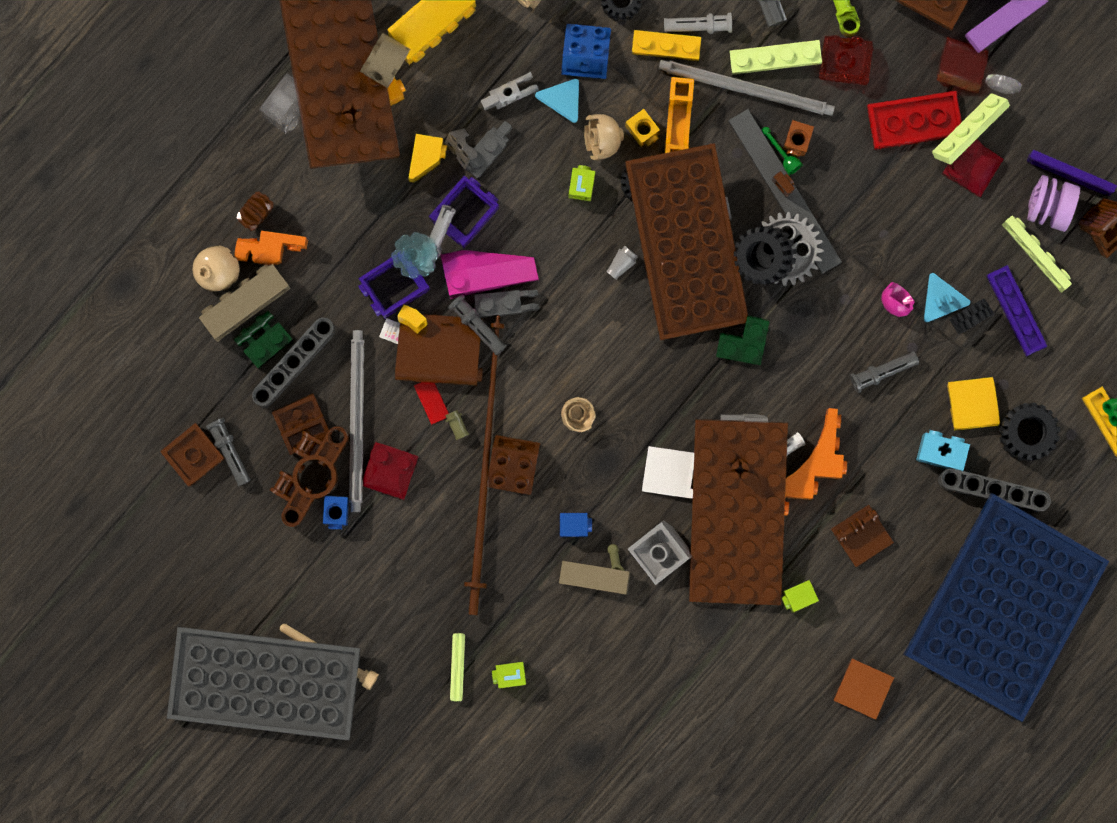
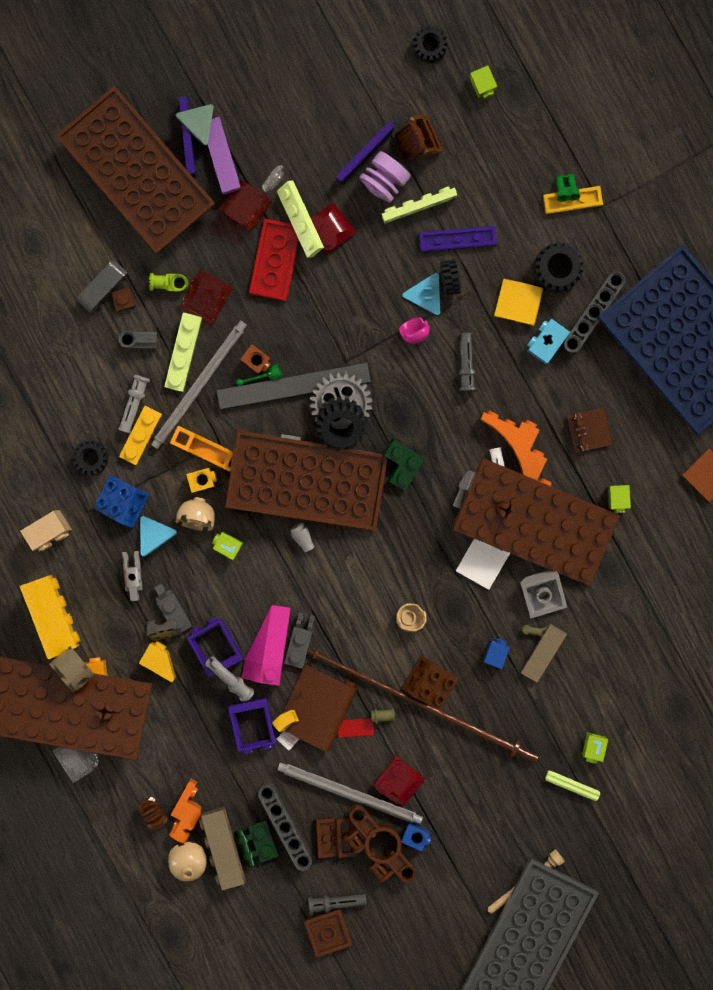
camera: 70 degrees left, 5 degrees up
(415, 255) = (236, 701): clear light blue plant -> none
(470, 317) = (301, 674): dark grey pin -> none
(784, 183) = (288, 385): reddish brown plate -> none

